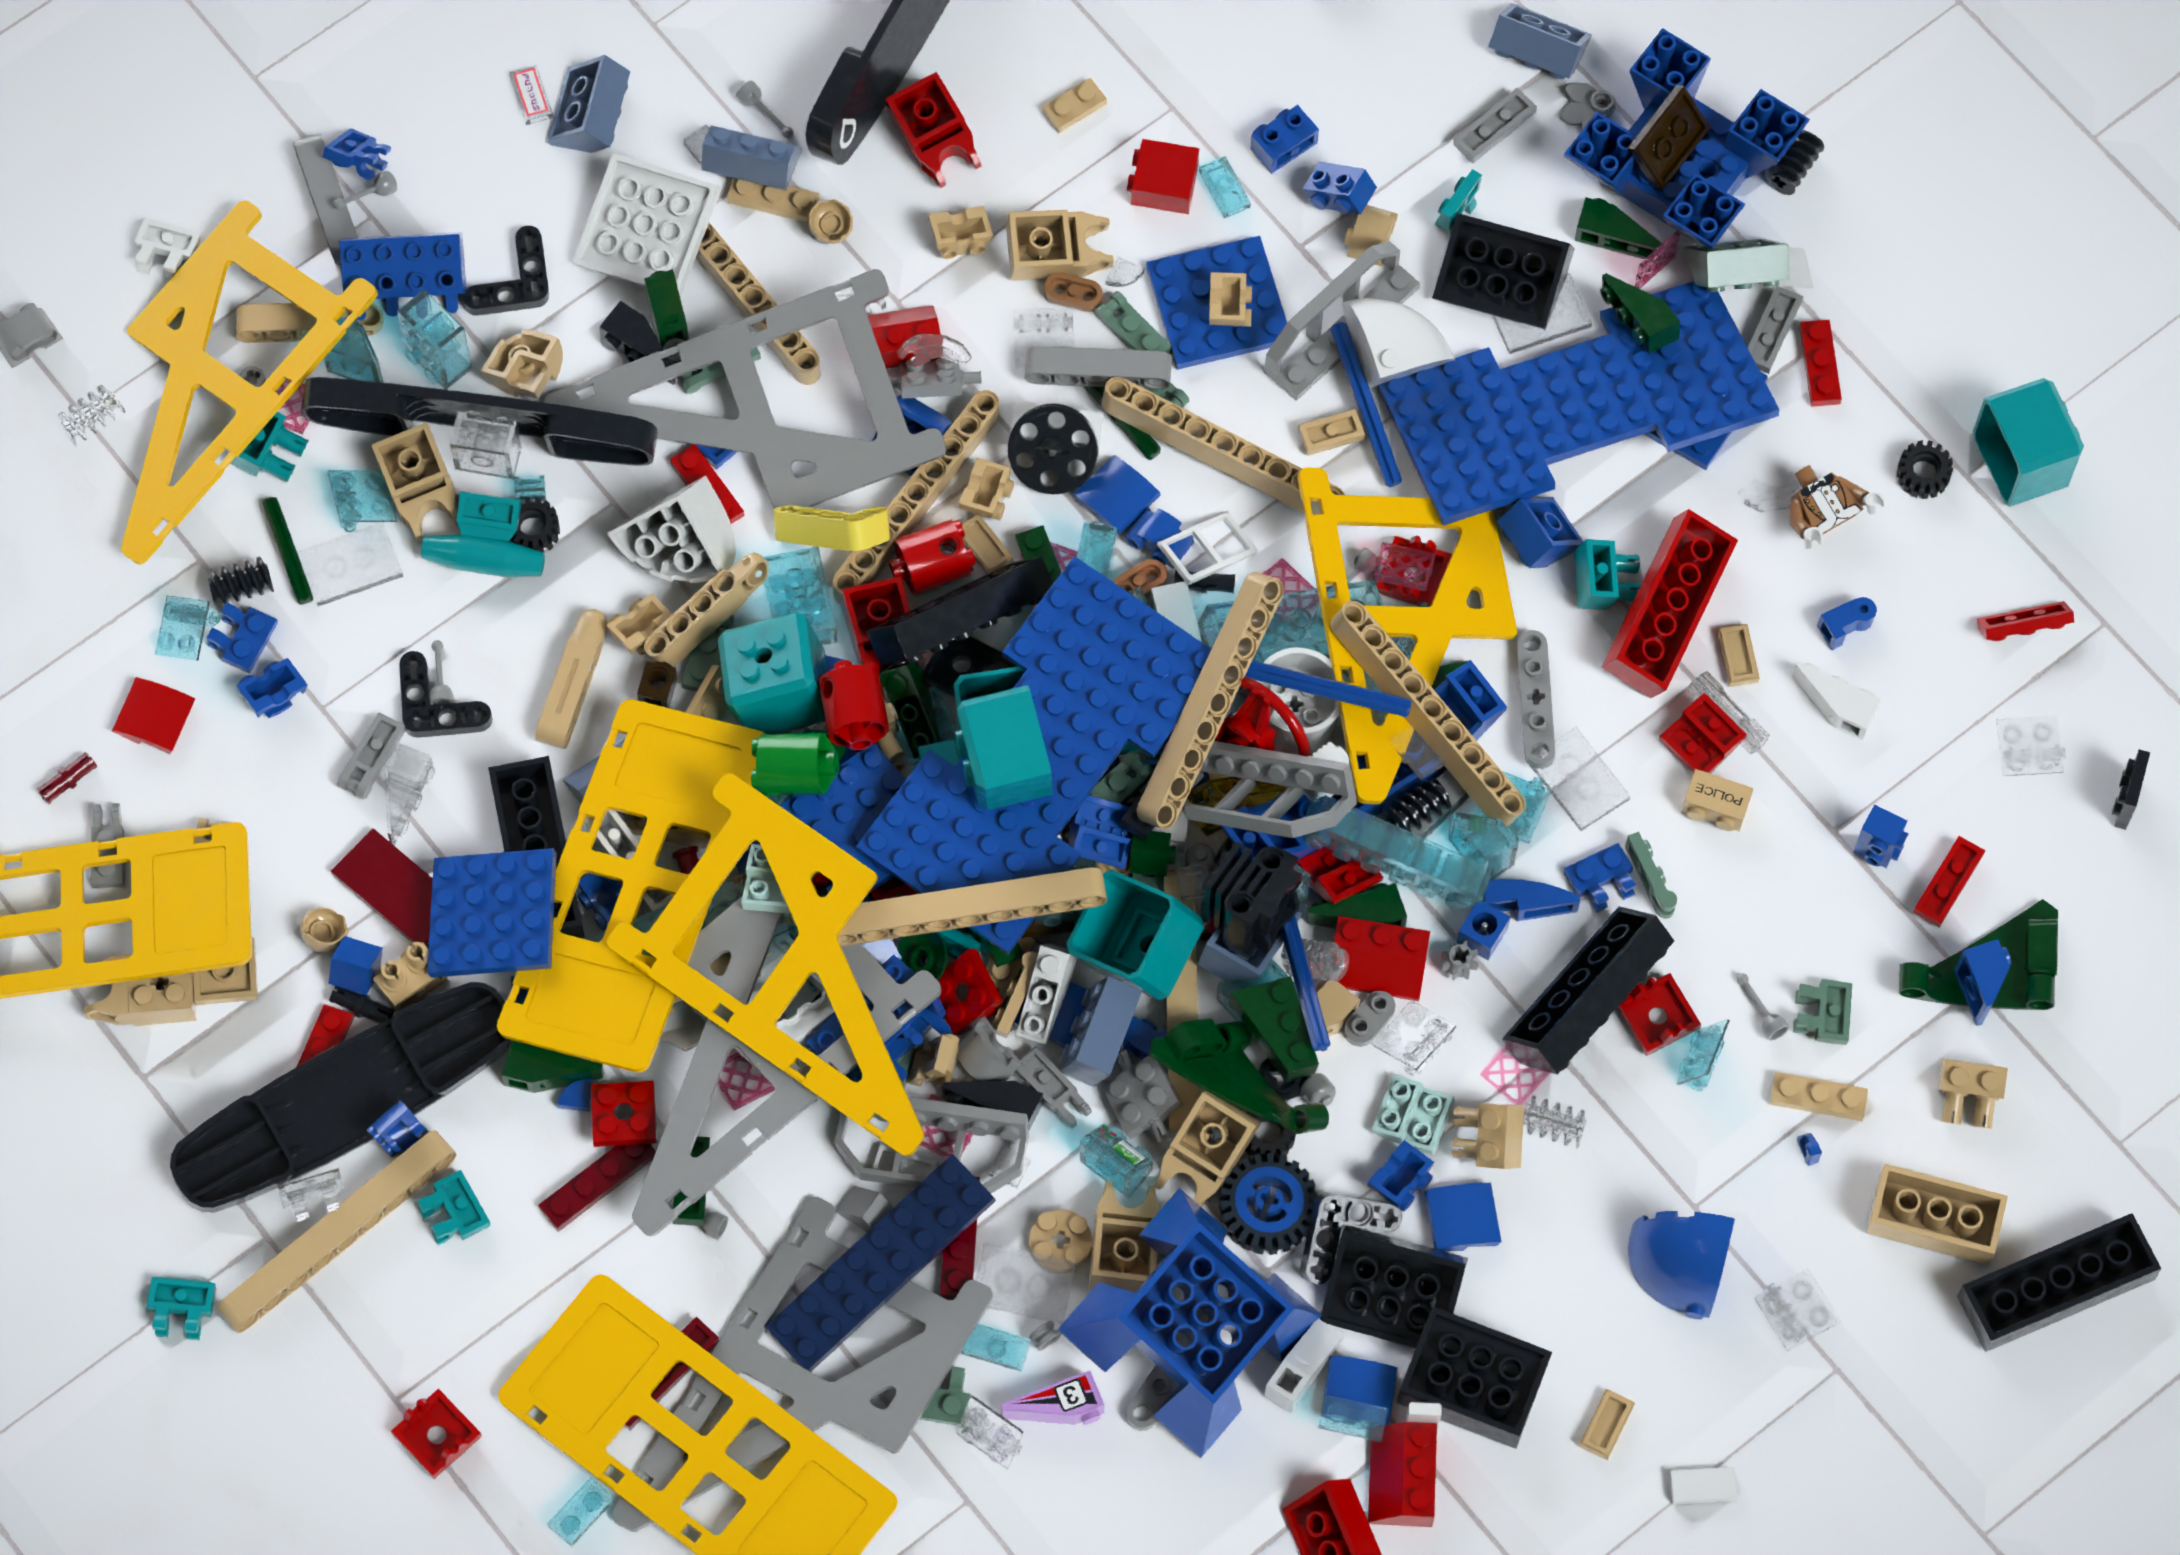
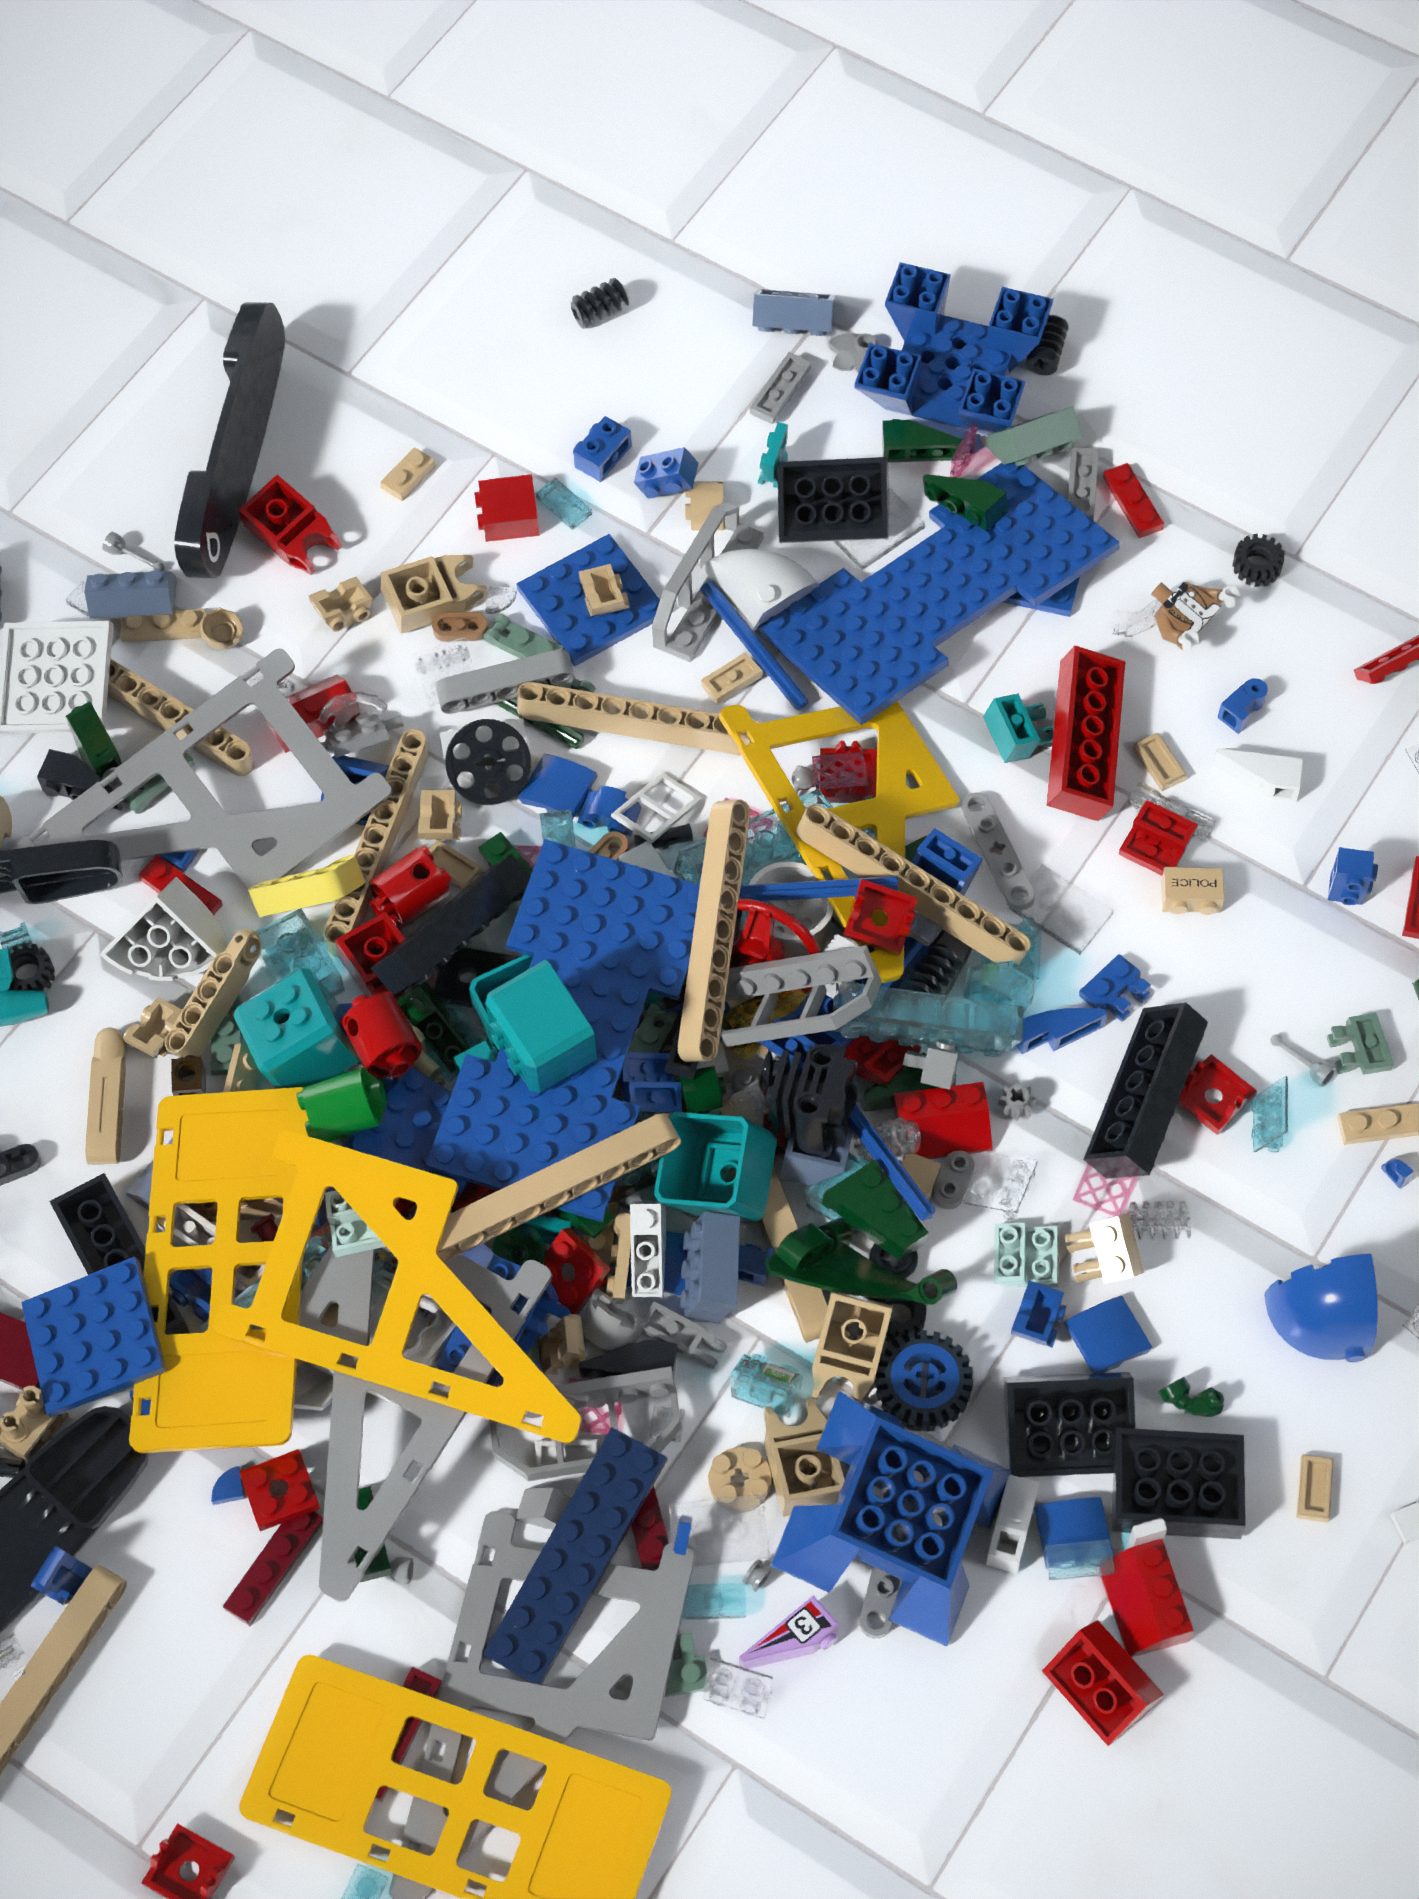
camera: 15 degrees left, 5 degrees down
(461, 1206) = (146, 1631): teal plate -> none
(543, 1069) = (186, 1472): dark green slope -> none
(726, 1086) = (369, 1433): clear pink window -> none
(986, 1275) = (683, 1534): none -> blue tile
(1142, 1096) = (771, 1317): light grey plate -> none
(1318, 1089) = (930, 1259): light grey piece -> none
(1340, 1216) = (996, 1371): beam -> none
(1389, 900) = (938, 1065): none -> light grey brick
(1401, 734) = (895, 904): none -> red piece
(1484, 929) = (1029, 1066): blue piece -> none
(1532, 1311) = (1205, 1403): none -> dark green arm
(1539, 531) = (946, 708): blue slope -> none
(1650, 875) = (1158, 973): sand green plate -> none
(1669, 137) = (938, 348): dark brown tile -> none
(2028, 441) = (1341, 507): teal plate -> none

